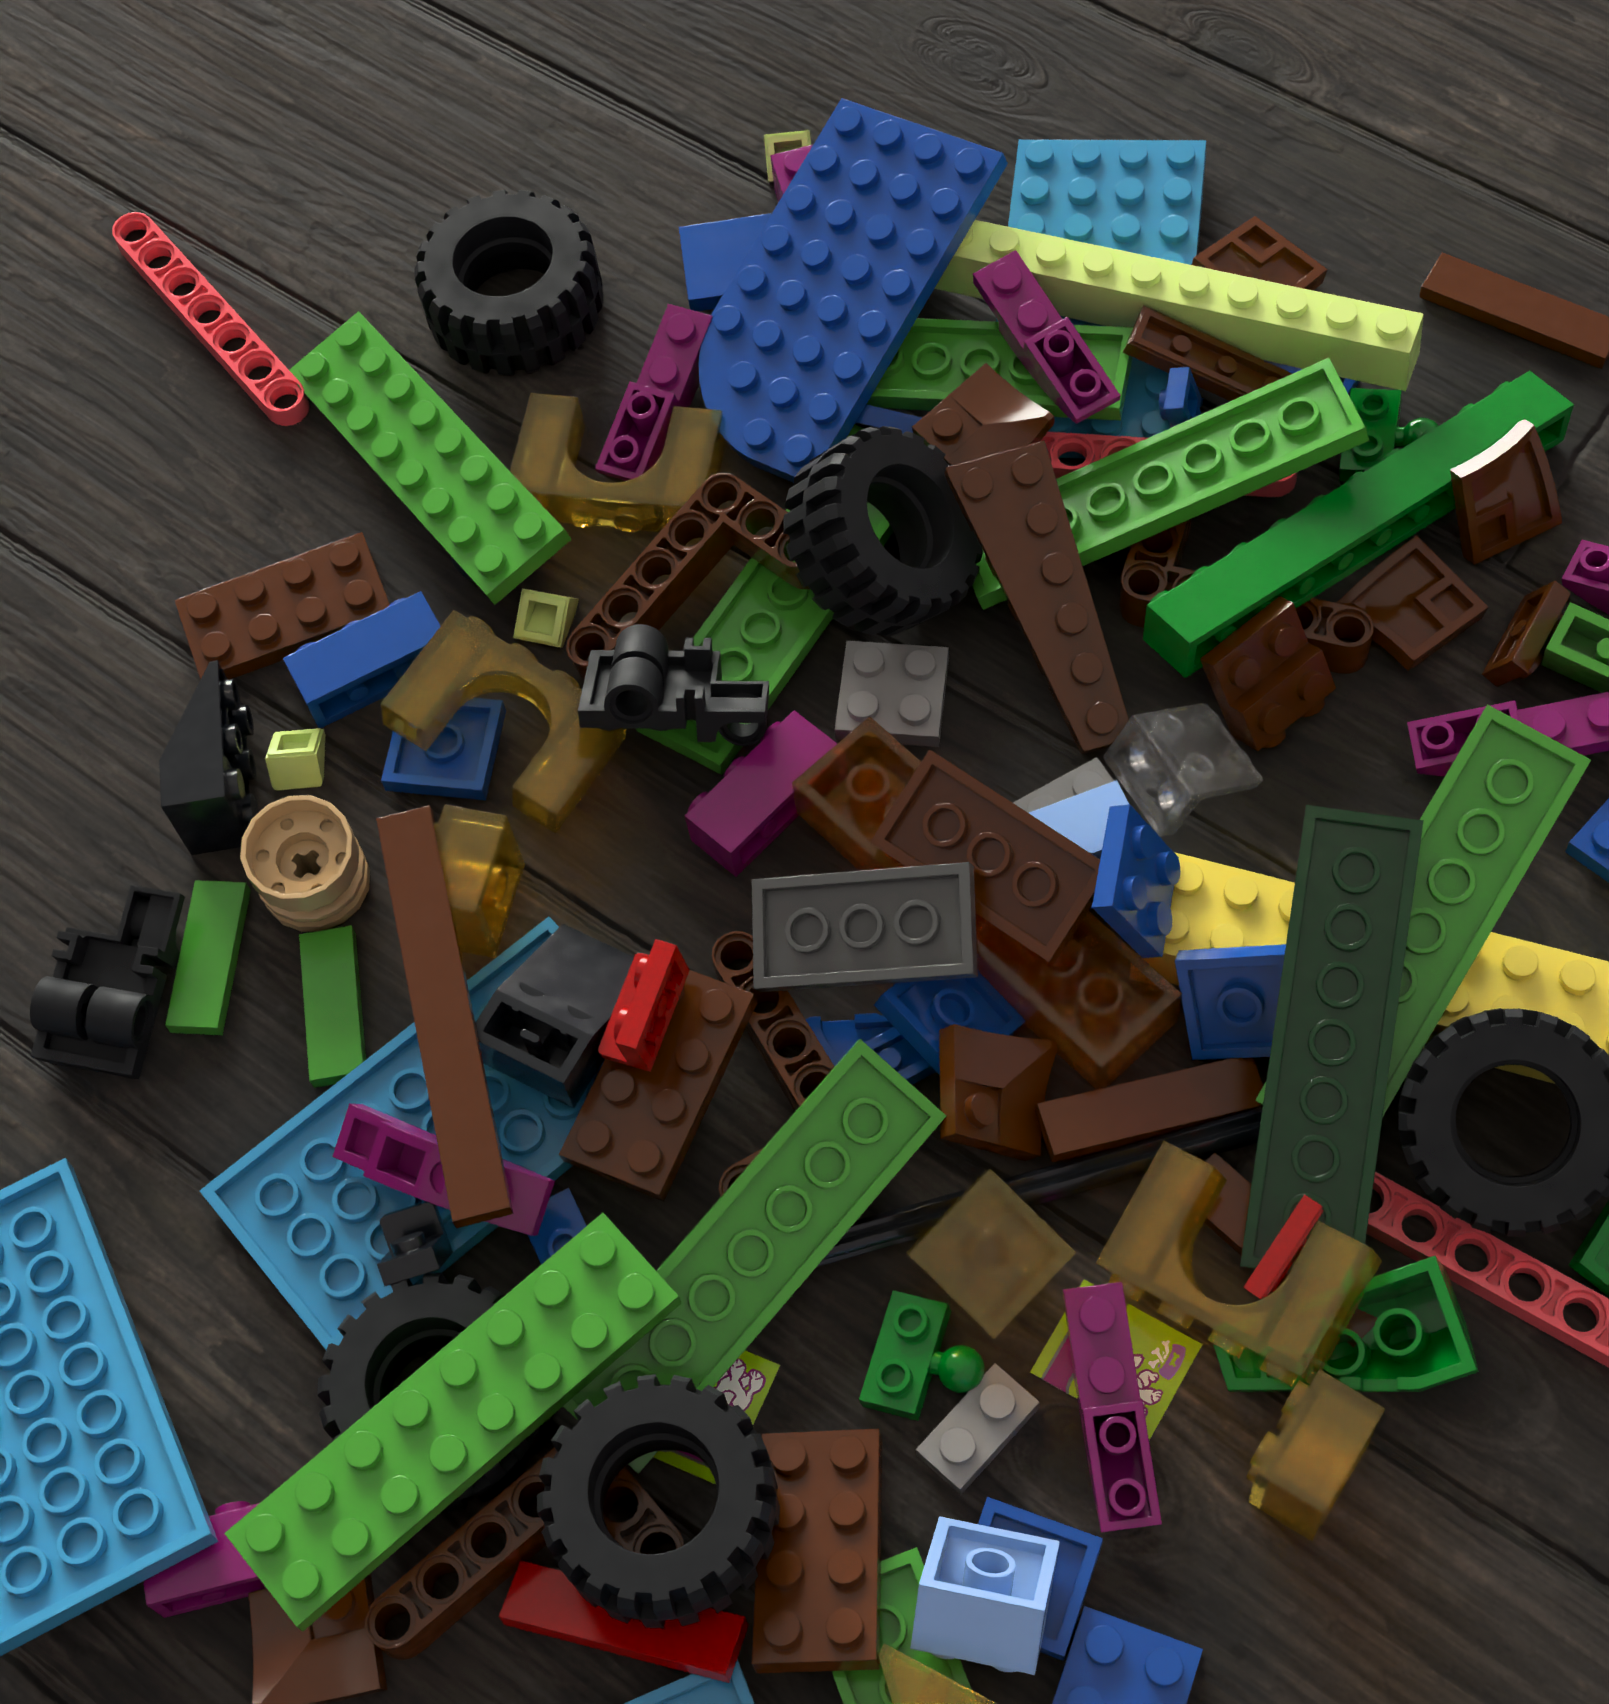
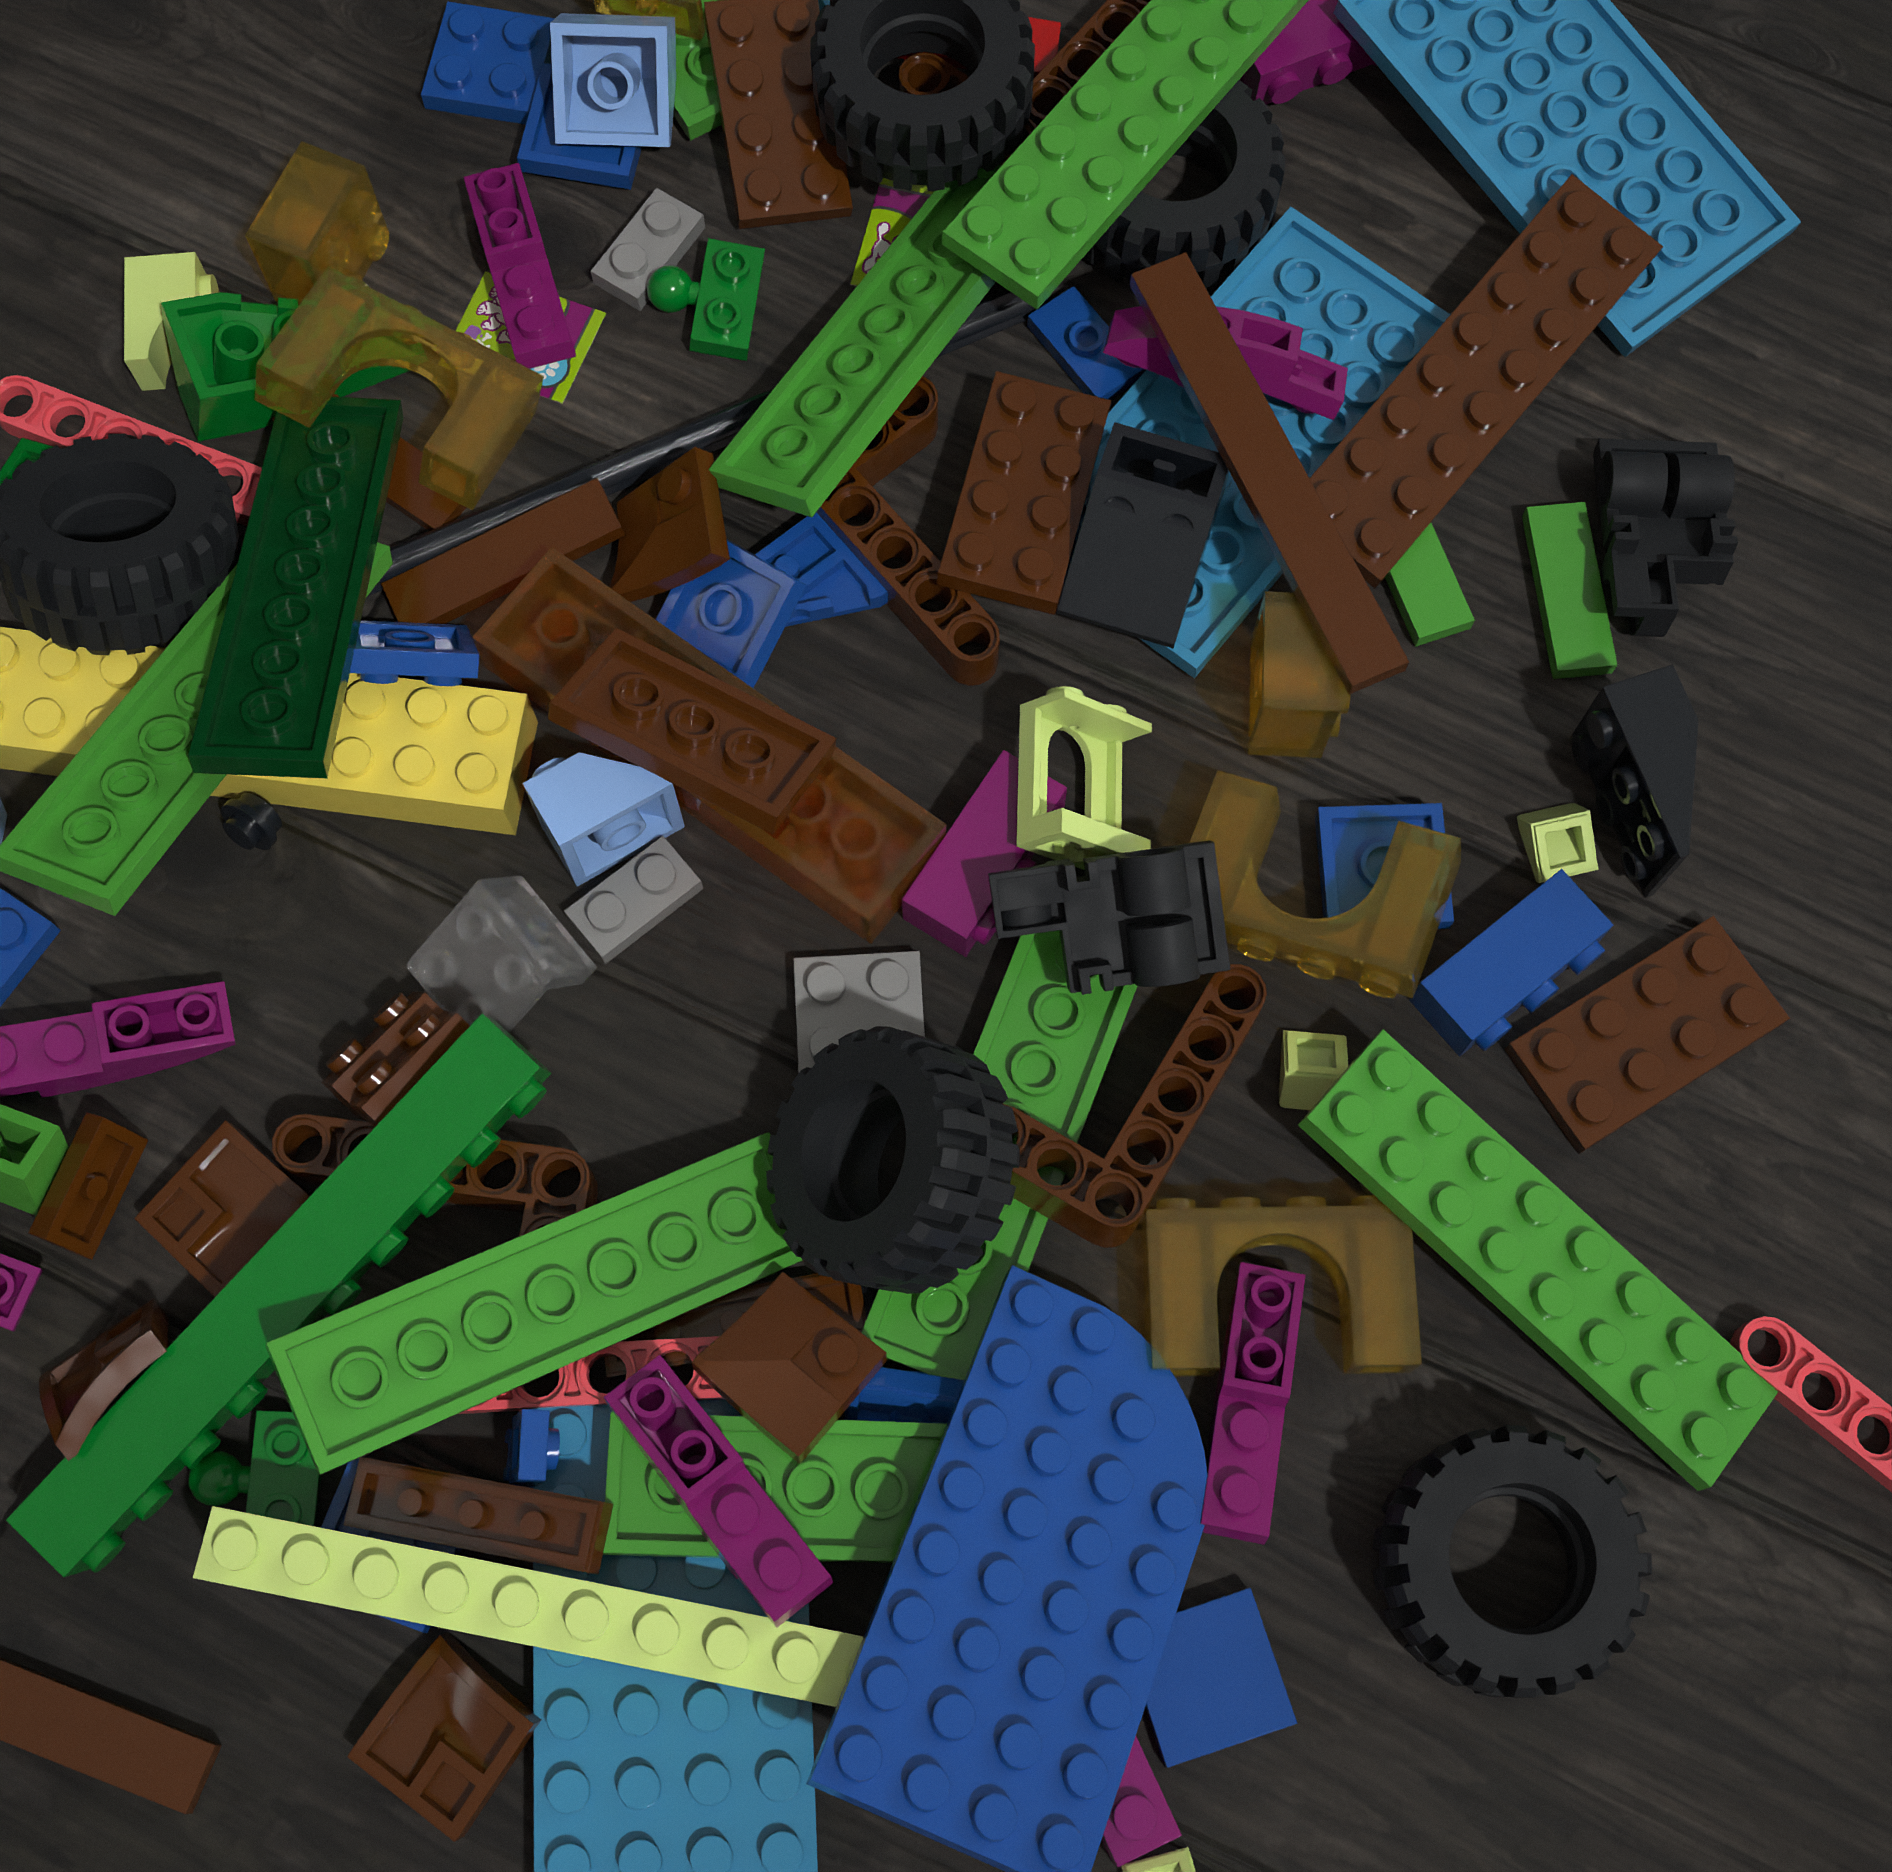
camera: 160 degrees right, 10 degrees up
(214, 1138) = (1479, 374): none -> reddish brown plate
(305, 863) = (1496, 643): tan wheel -> none
(415, 1243) = (1230, 270): black bracket -> none
(645, 1007) = (1050, 512): red bracket -> none
(669, 775) = (1100, 735): none -> yellowish green panel
(864, 927) = (825, 639): dark grey plate -> none
(990, 1253) = (650, 367): clear yellow brick -> none
(1031, 550) = (702, 1166): reddish brown wing -> none
(1136, 881) = (523, 711): blue plate -> none
(1284, 1249) = (356, 380): red tile -> none
(1484, 1426) = (146, 285): none -> yellowish green arch

